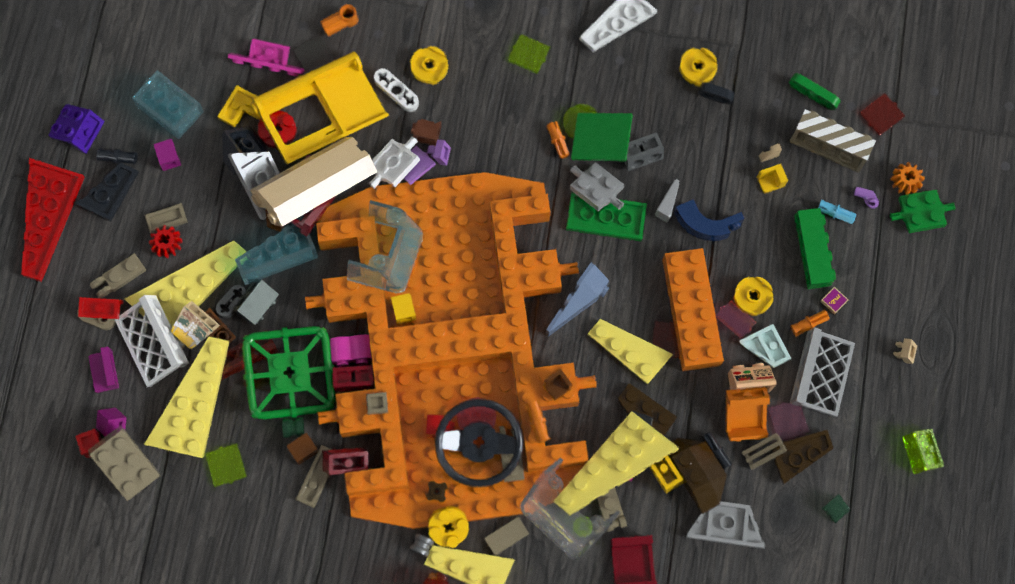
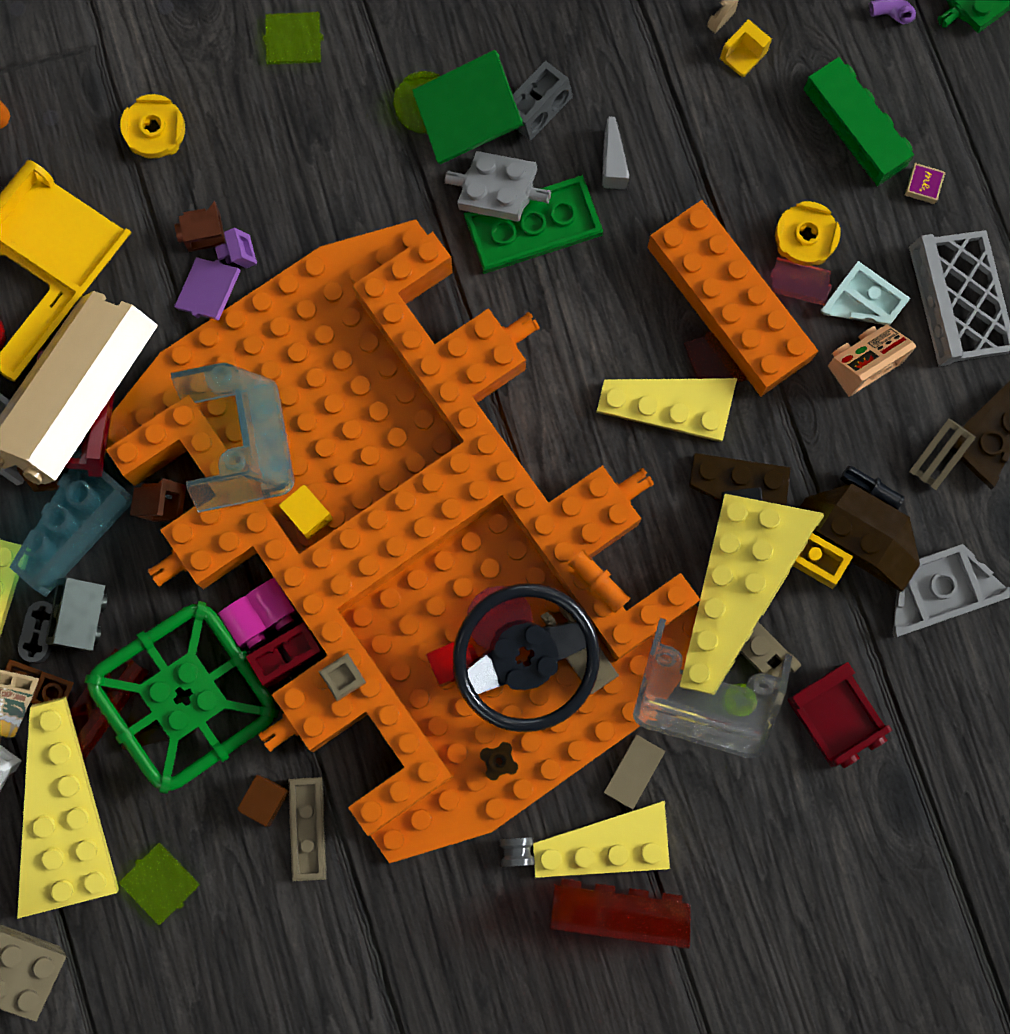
camera: 25 degrees left, 5 degrees up
(291, 427) = (230, 776): clear green wheel -> none
(329, 264) = (159, 501): none -> copper window
(344, 460) = (337, 787): dark red brick -> none
(394, 162) = (177, 298): white plate -> none
(409, 94) = (99, 191): white beam -> none
(443, 516) = (555, 816): yellow plate -> none
(557, 384) = (599, 510): reddish brown panel -> none
(558, 139) = (403, 144): orange axle -> none
(588, 290) = (564, 351): sand blue wedge -> none
(704, 228) = (683, 170): dark blue arch -> none
(746, 413) = (891, 412): orange panel -> none
(788, 420) = (949, 391): clear pink piece -> none
(809, 323) = (907, 234): orange axle -> none
(837, 212) = (863, 52): medium azure axle -> none

